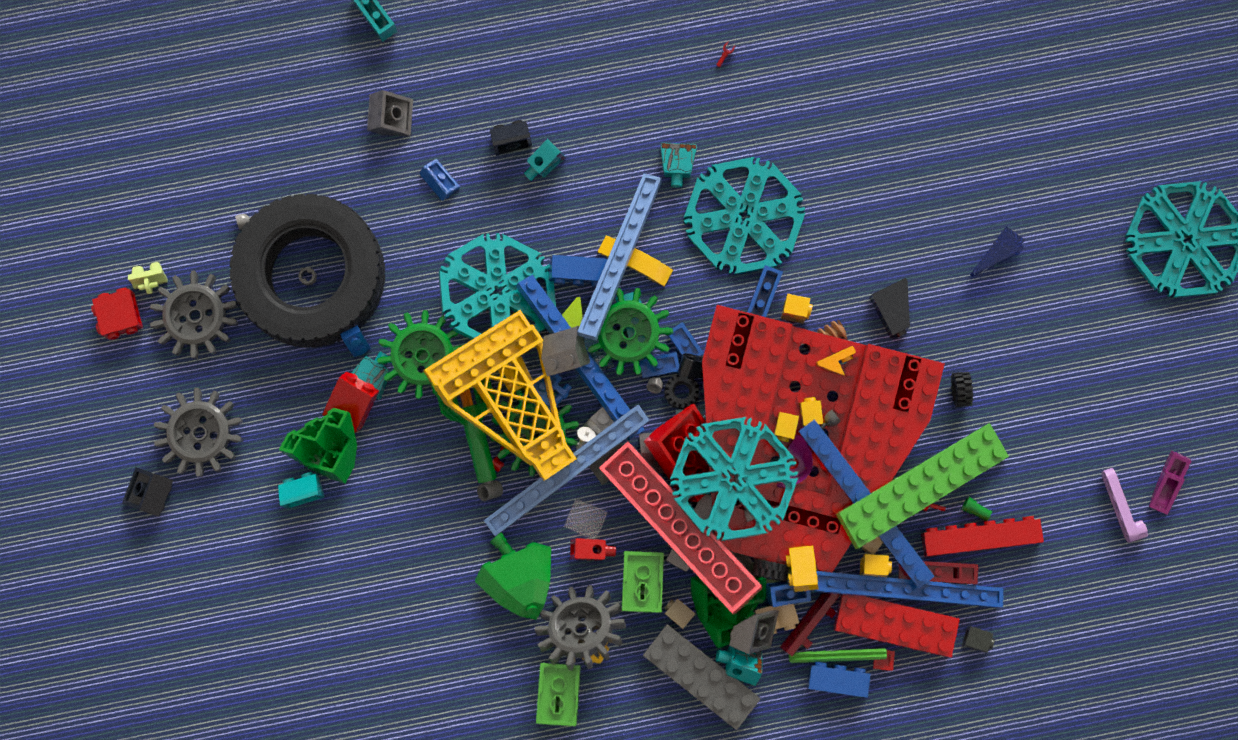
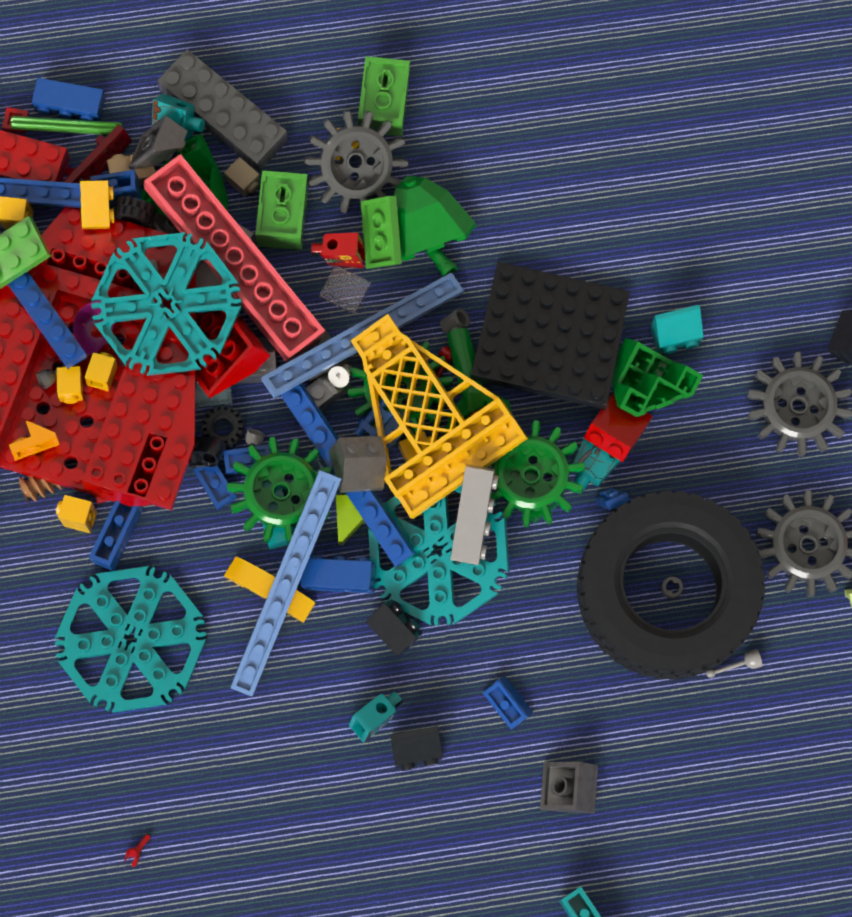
camera: 175 degrees right, 5 degrees down
(408, 480) = (550, 335): none -> black plate
(467, 308) = (473, 514): none -> light grey brick
(531, 230) = (394, 627): none -> black brick
(555, 563) = (381, 232): none -> bright green plate
(677, 161) = (207, 708): teal torso -> none

